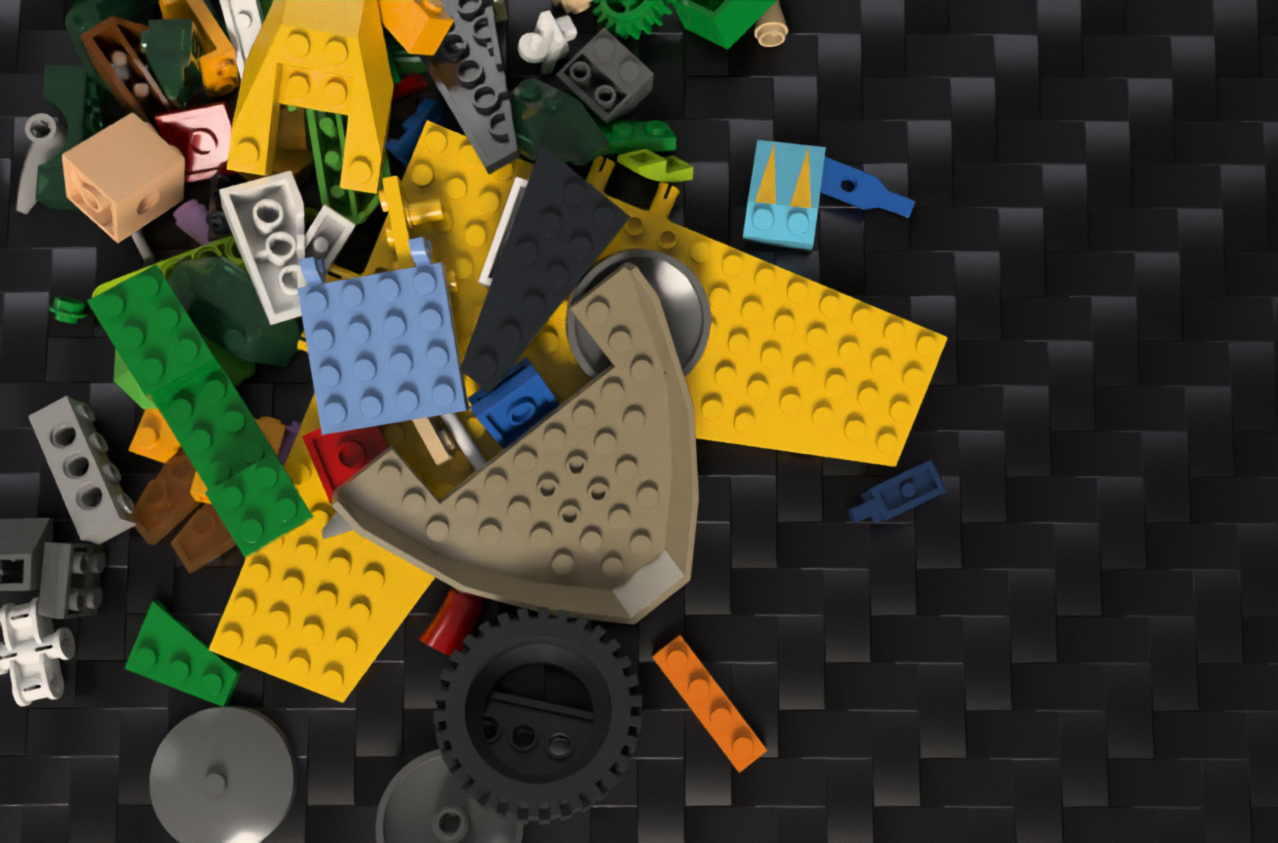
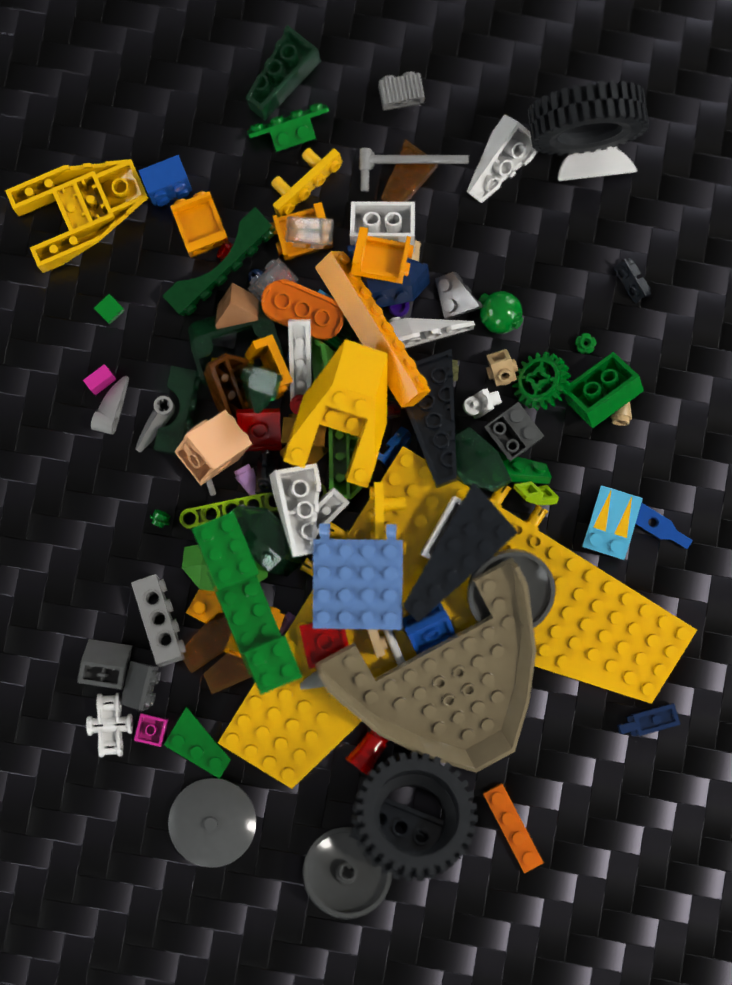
camera: 10 degrees right, 0 degrees up
(101, 647) = (151, 729): none -> dark pink piece

